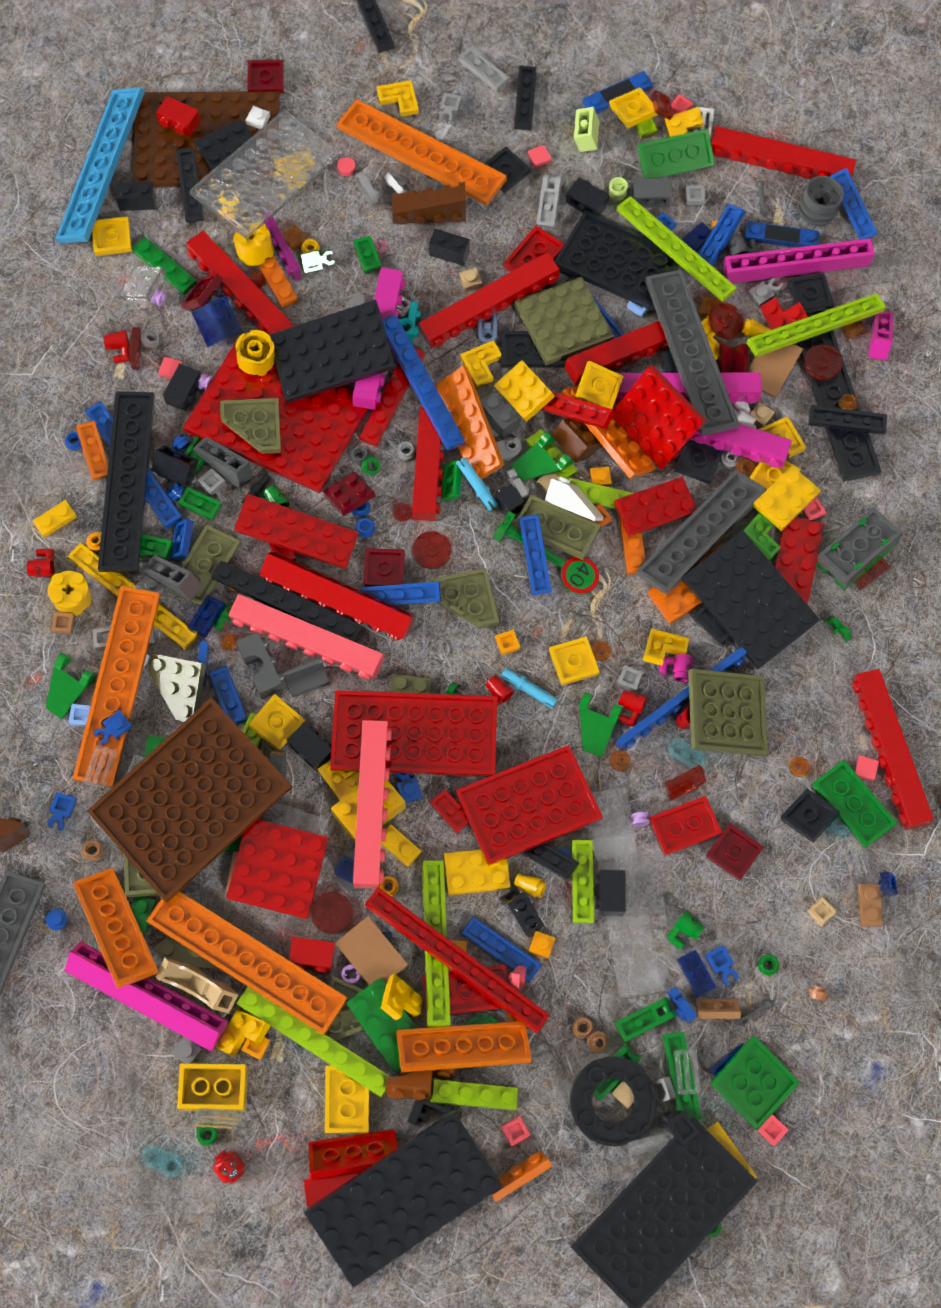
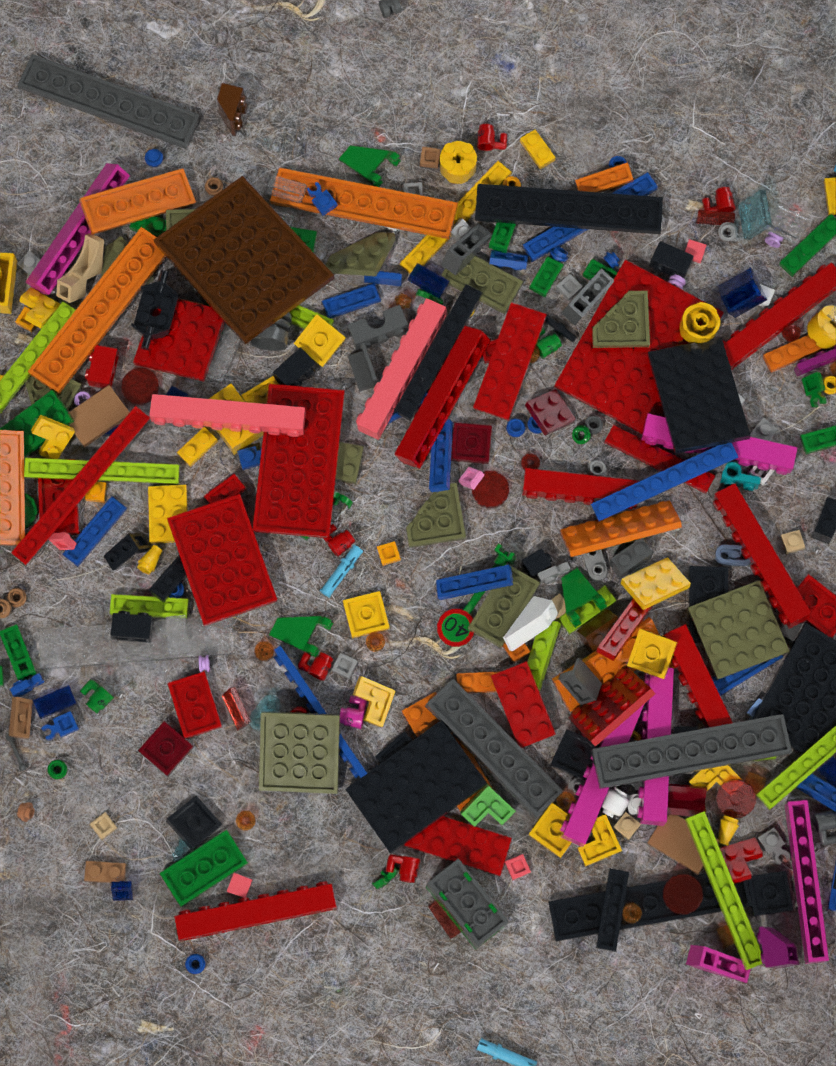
camera: 95 degrees right, 5 degrees up
(61, 807) = (253, 160): blue plate -> none
(79, 715) = (340, 171): light blue plate -> none
(134, 309) = (754, 214): none -> clear light blue plate
(174, 465) = (585, 252): black brick -> none
(200, 294) = (774, 277): dark red plate -> none
(232, 893) = (155, 296): none -> black plate
(390, 880) = (157, 430): light orange plate -> none
(422, 566) = (471, 478): none -> bright pink tile
(451, 481) = (559, 509): green plate -> none
(476, 482) = (559, 529): medium azure pin -> none
(477, 362) = (695, 541): yellow plate -> none
(541, 945) = (95, 567): light orange plate -> none
(601, 476) = (562, 656): light orange plate -> none
(636, 448) = (581, 683): none -> dark grey panel
(786, 498) = (526, 837): yellow plate -> none
(829, 607) = (408, 867): none -> red piece
(865, 280) = (777, 949): none -> magenta slope

